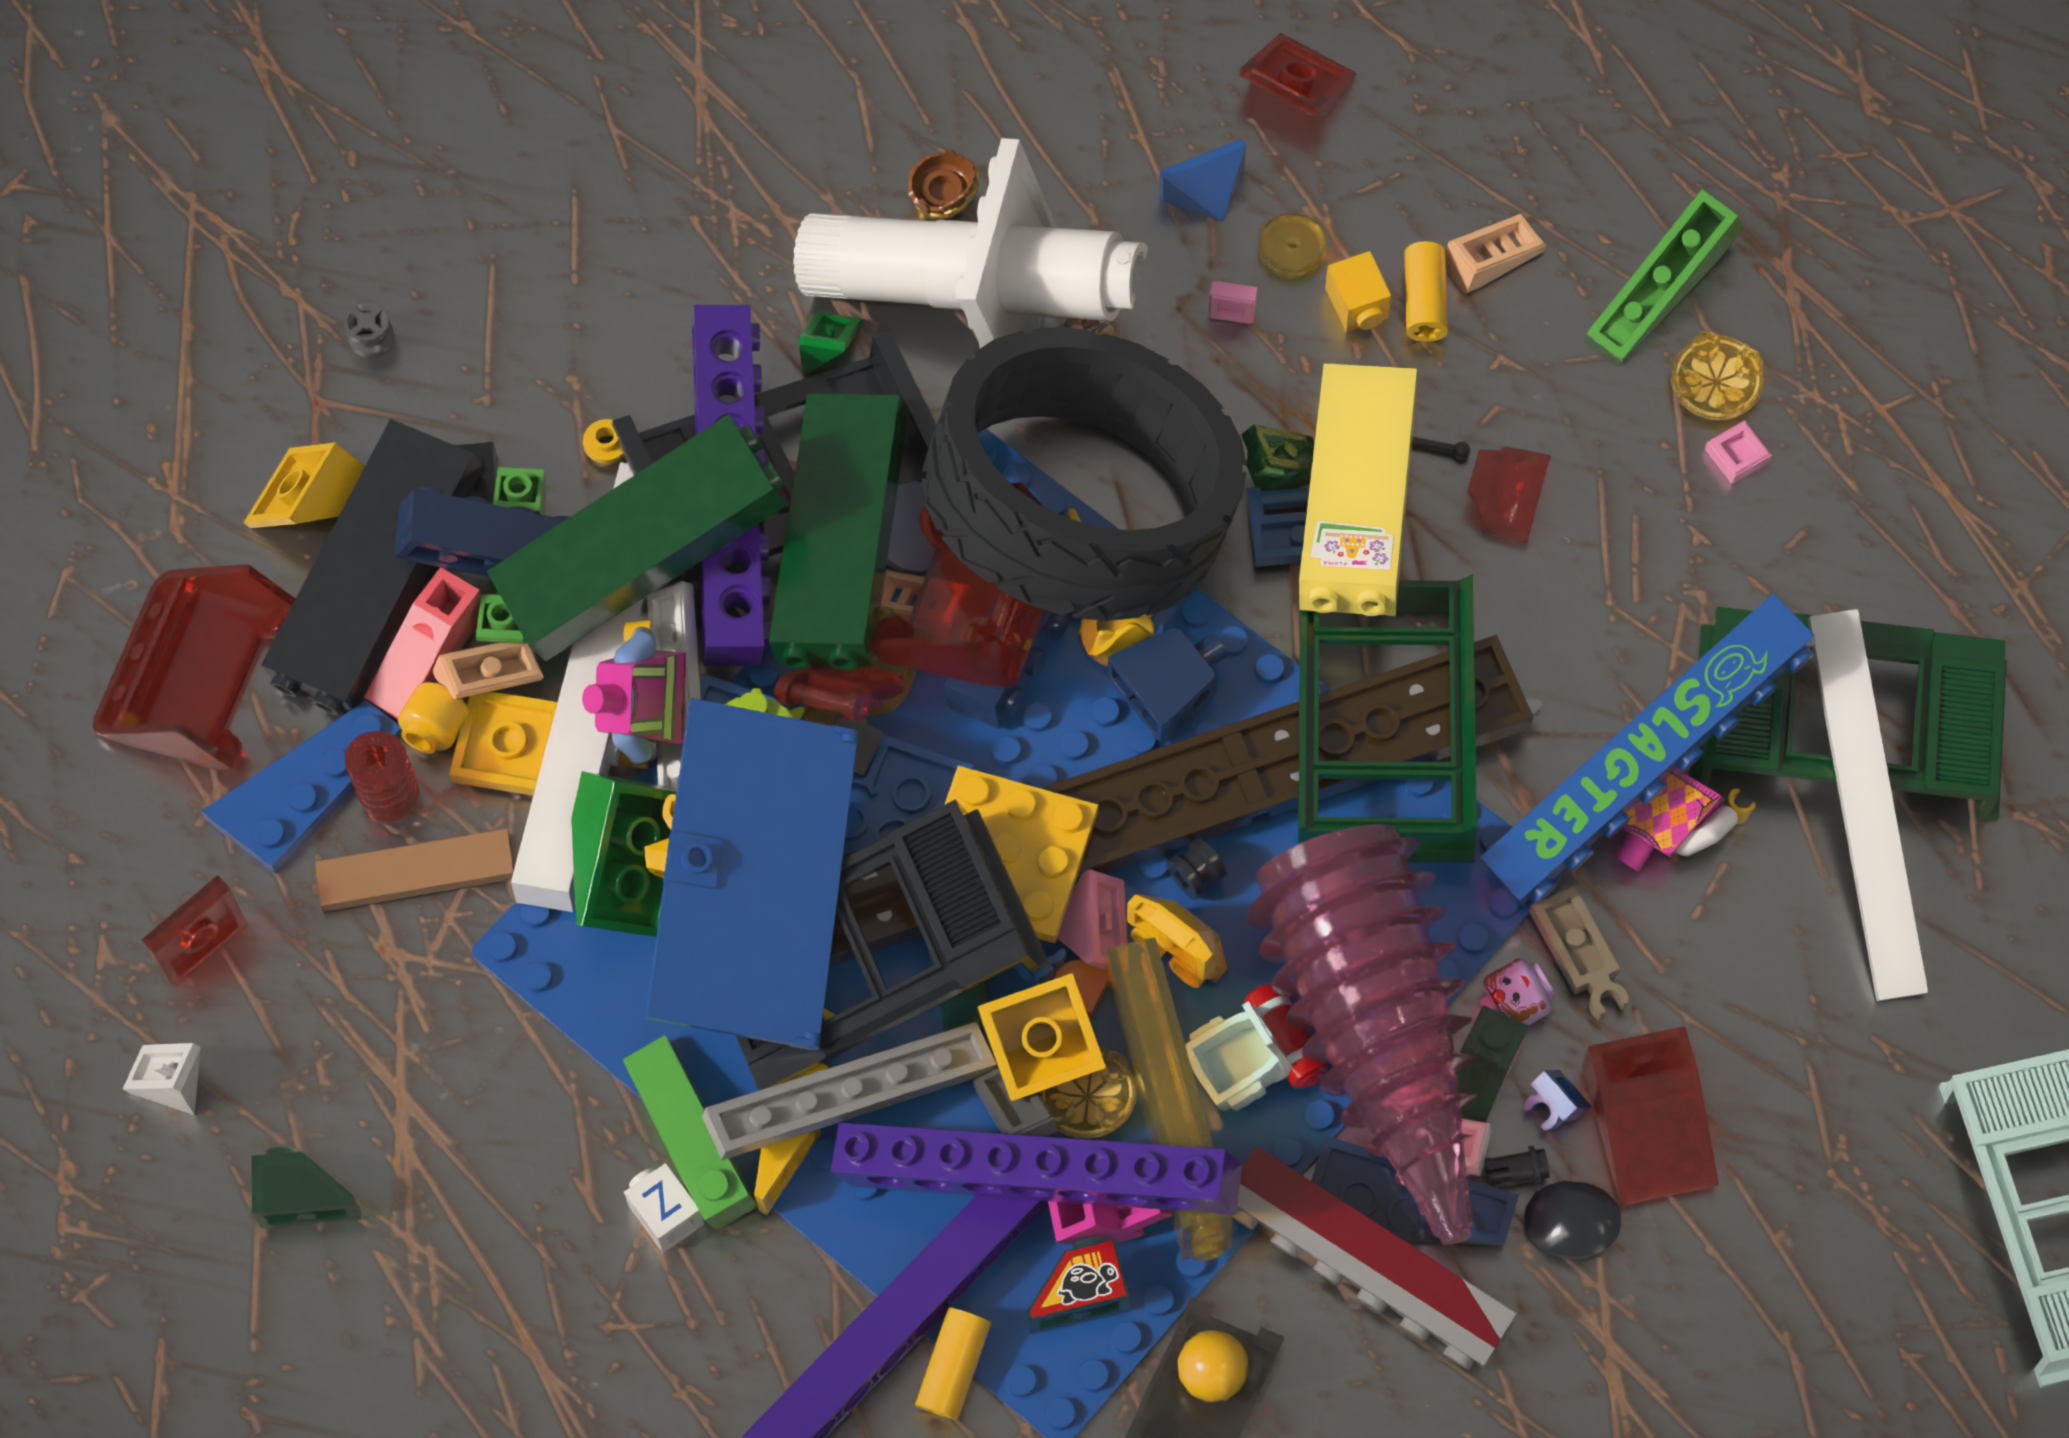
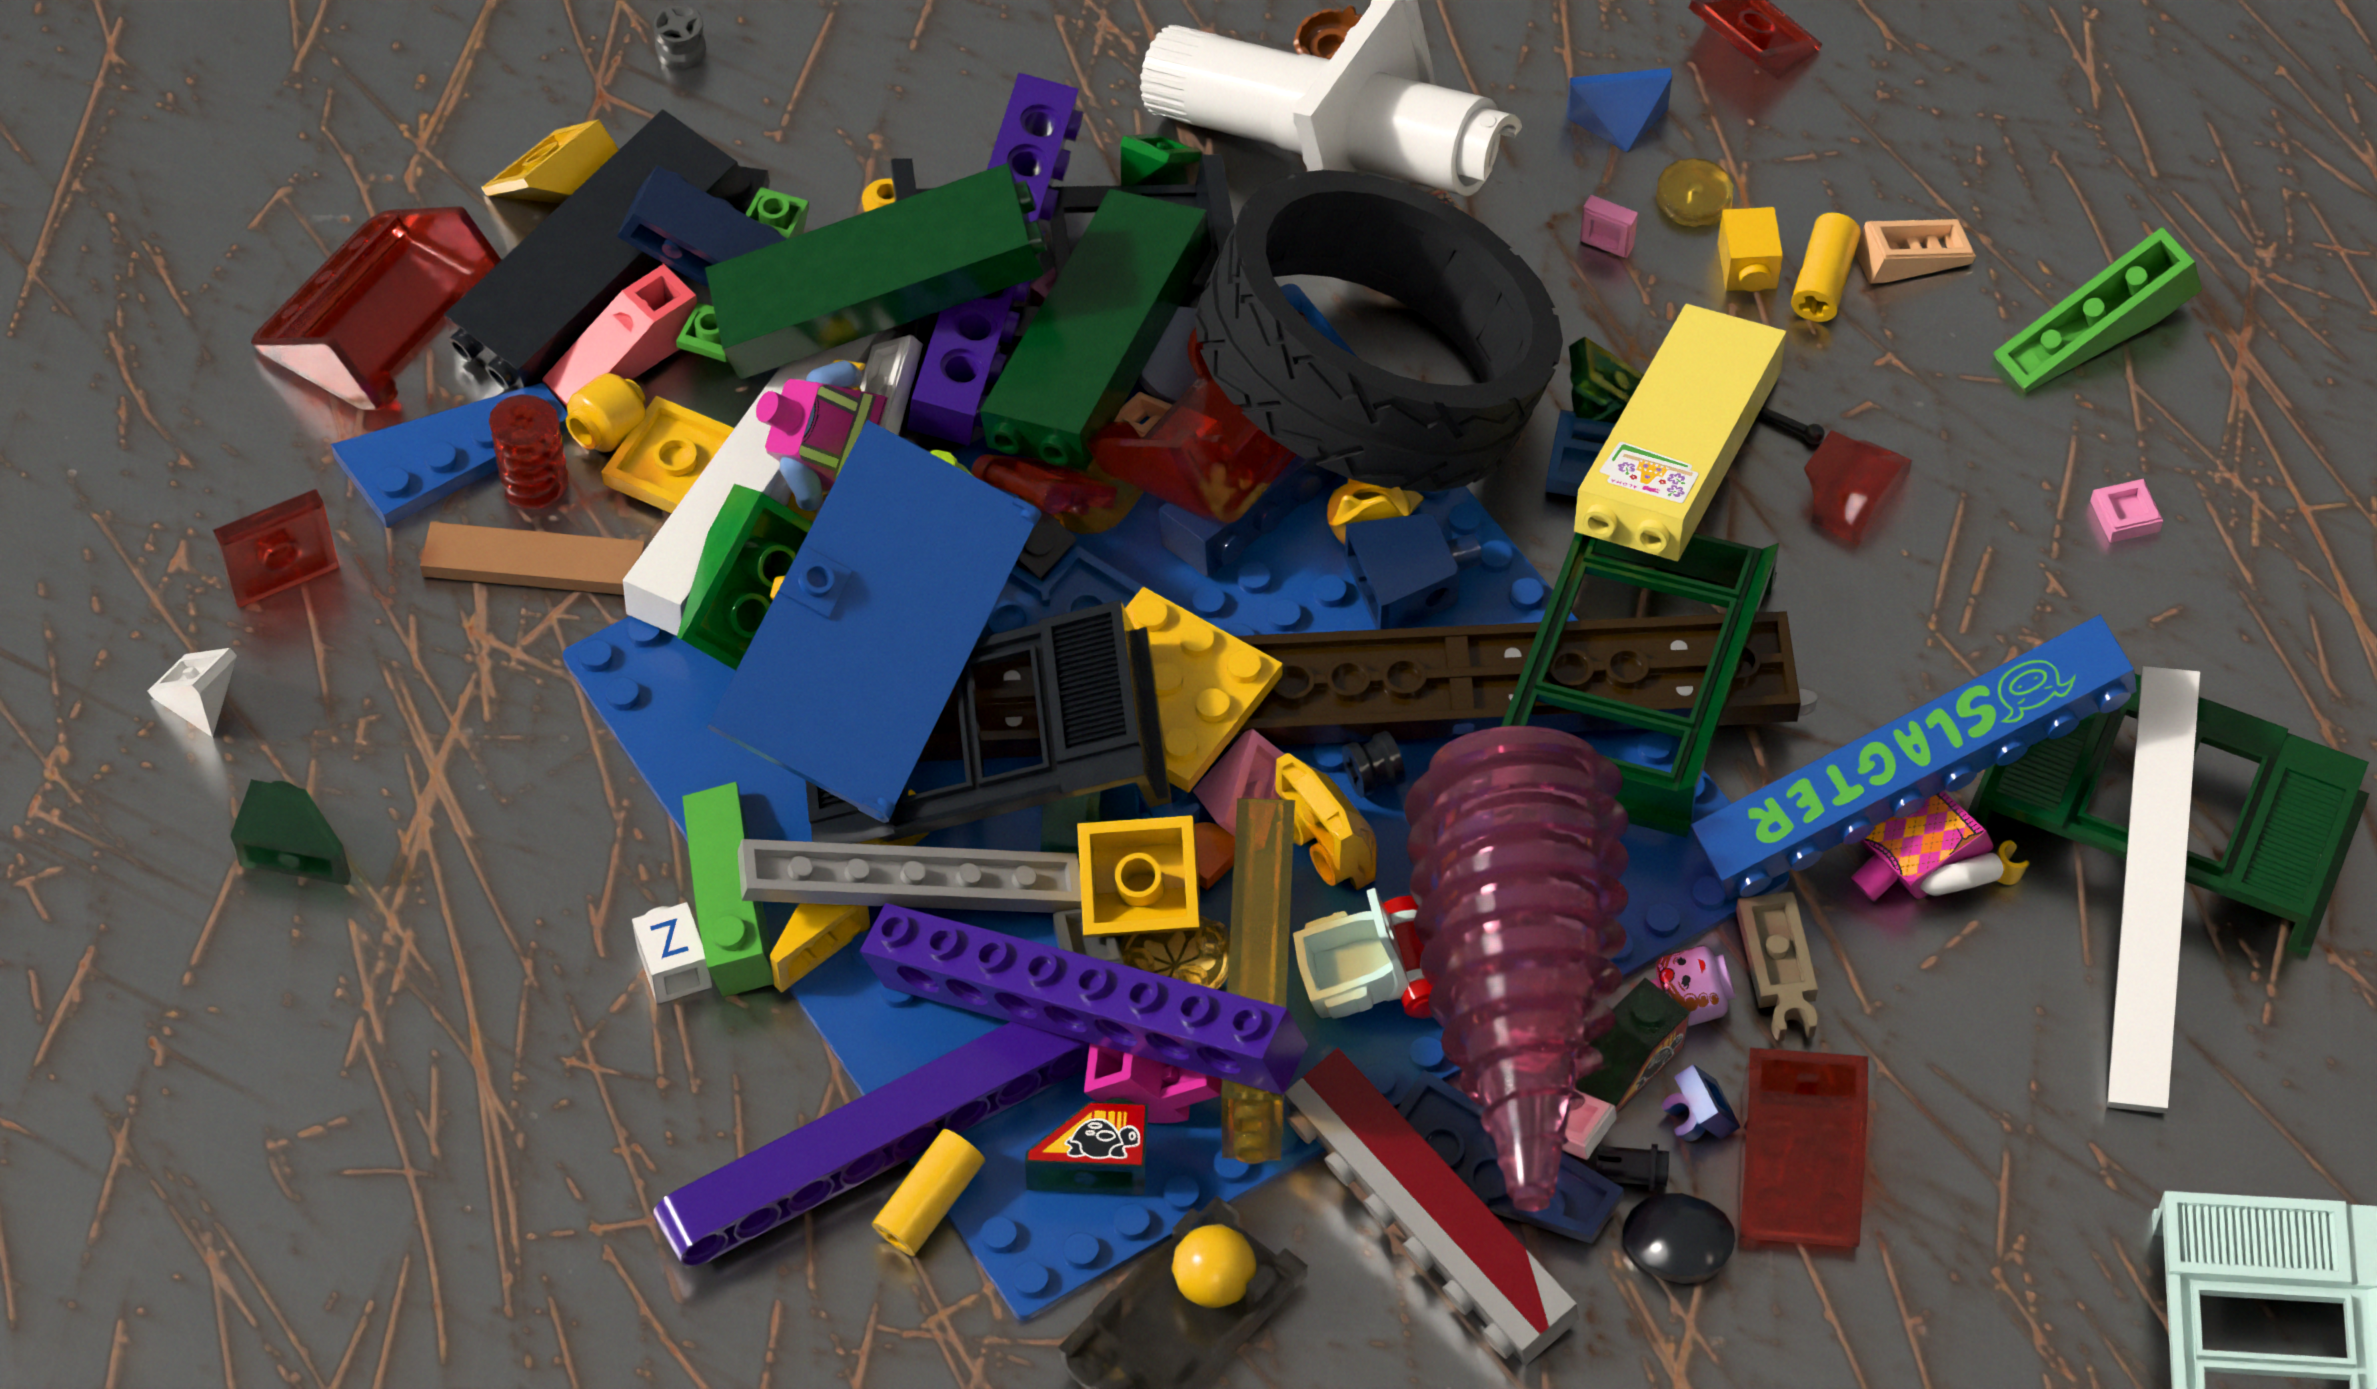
camera: 15 degrees right, 10 degrees down
(487, 668) = (679, 377): light nougat slope -> none
(1717, 376) = (2126, 428): clear yellow dish -> none

